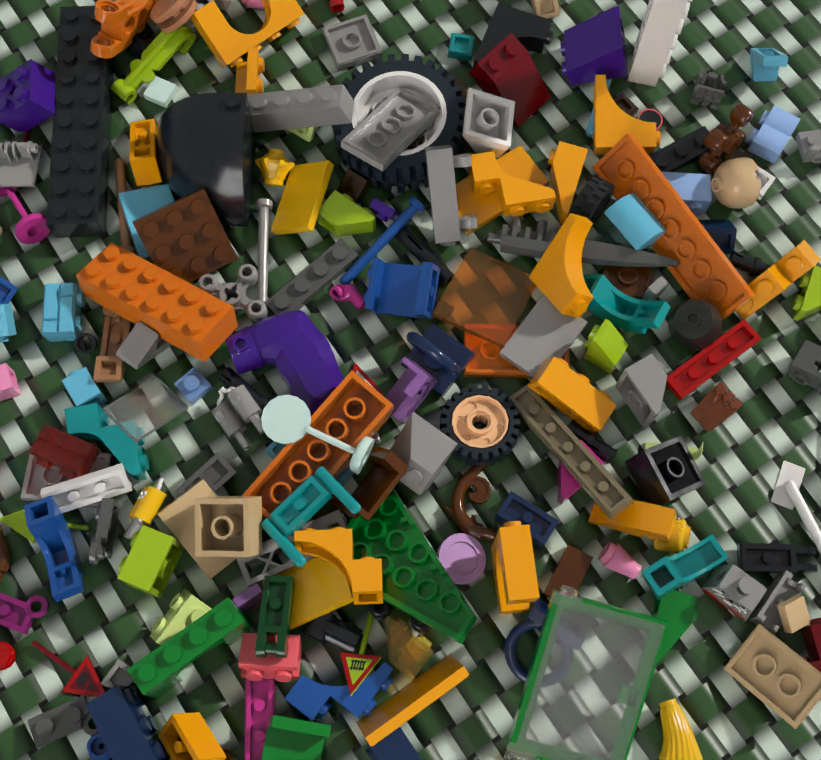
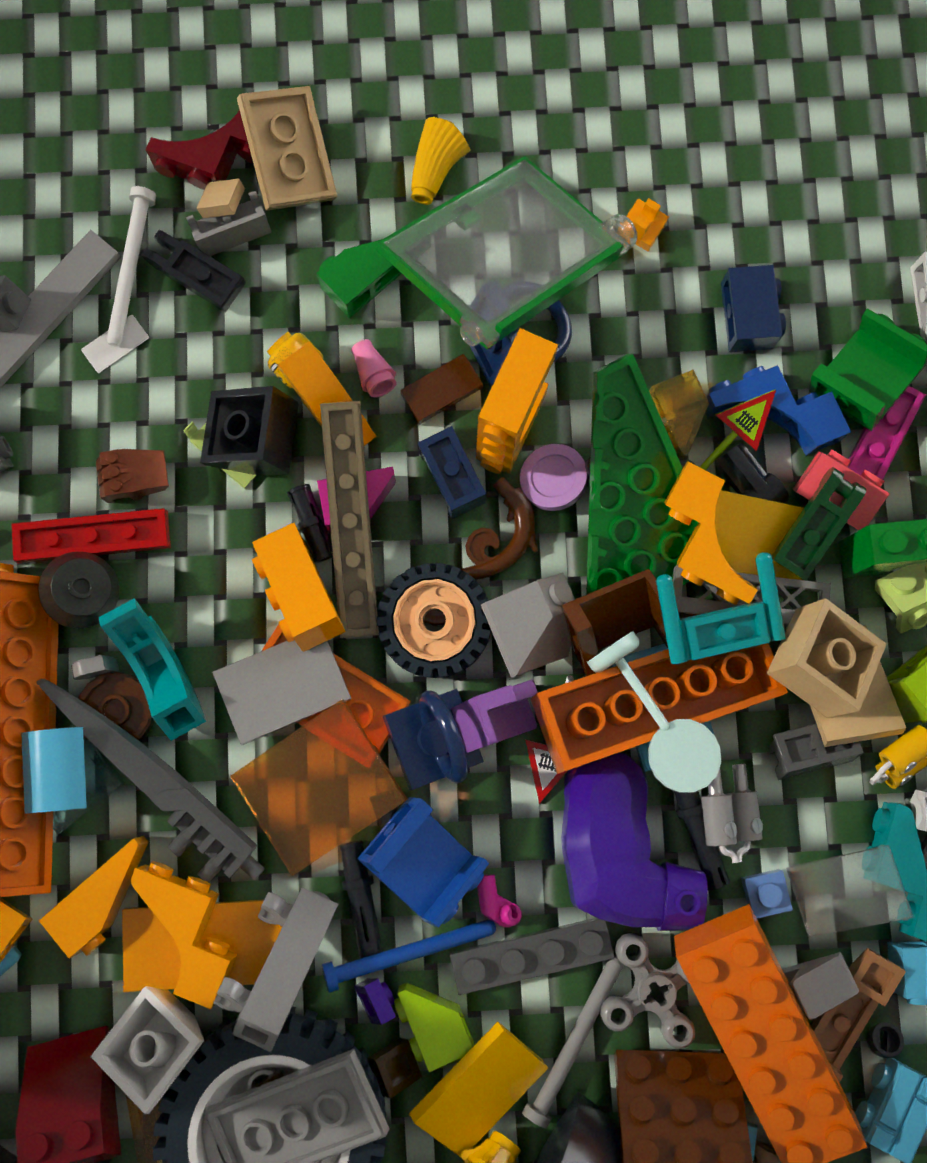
camera: 150 degrees left, 10 degrees up
(249, 598) = (833, 573): medium lavender tile -> none
(412, 699) = (709, 347): light orange tile -> none
(560, 268) = (201, 759): light orange arch -> none
(593, 199) = (95, 832): black tyre -> none
(605, 346) = (213, 625): lime slope -> none
(643, 388) = (203, 539): light grey slope -> none
(684, 567) = (335, 303): teal arch -> none
(734, 590) = (267, 255): light grey torso -> none

